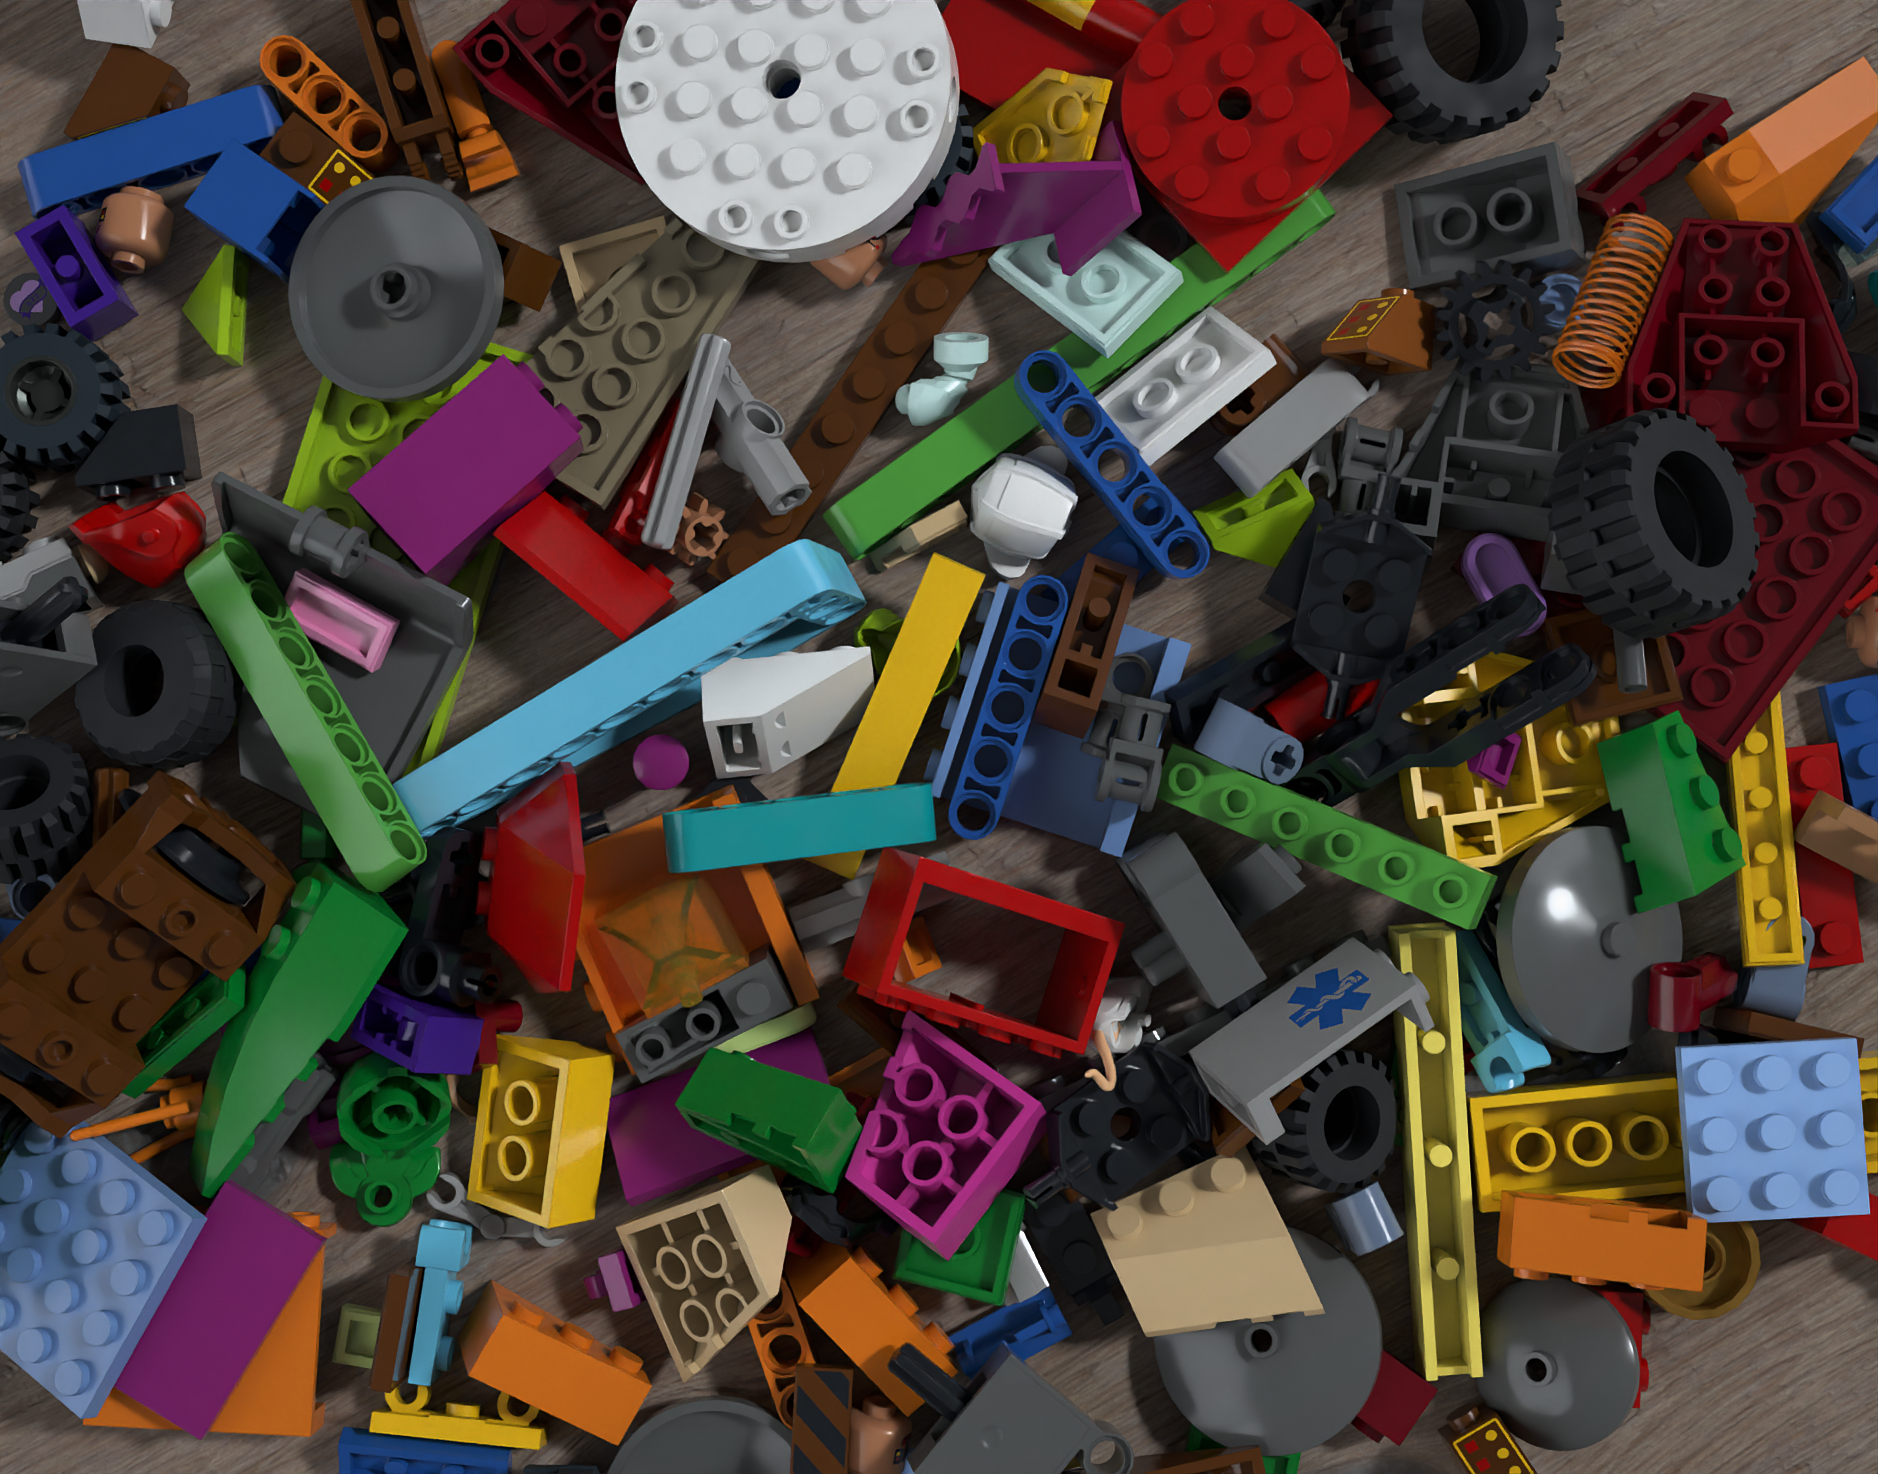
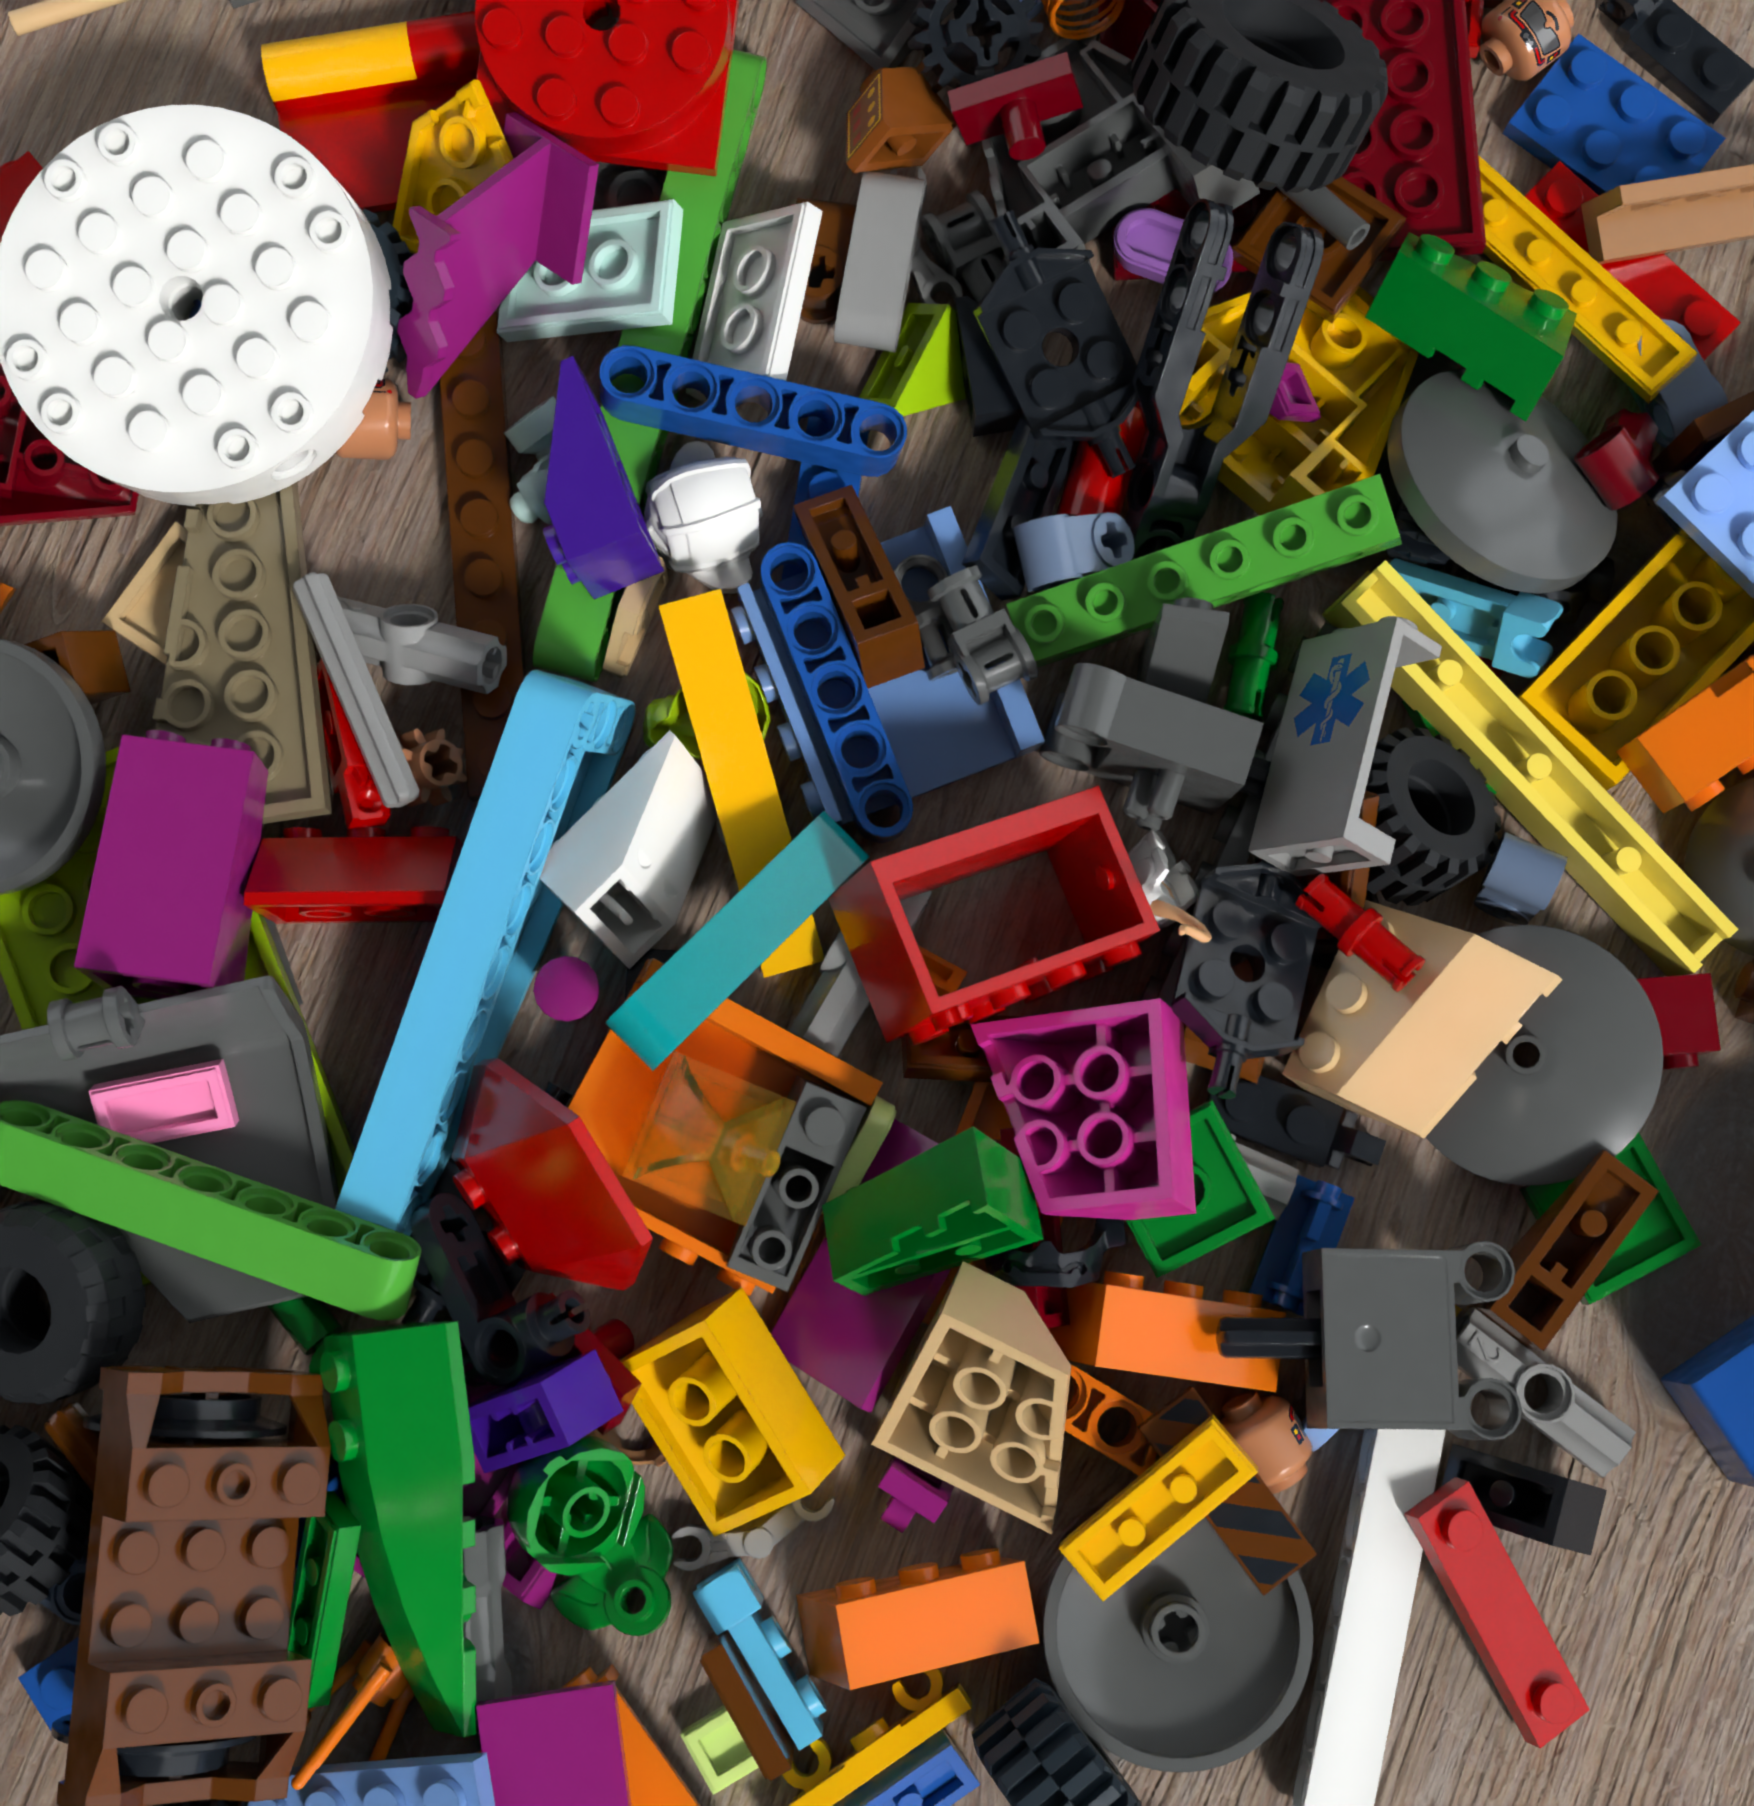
camera: 40 degrees left, 5 degrees down
(765, 1427) = (1158, 1507): none -> yellow tile
(948, 442) = (589, 498): none -> dark purple slope
(1215, 1168) = (1360, 932): none -> red pin
(1315, 917) = (1253, 655): none -> green pin
(1477, 395) = (1016, 104): none -> dark red tile

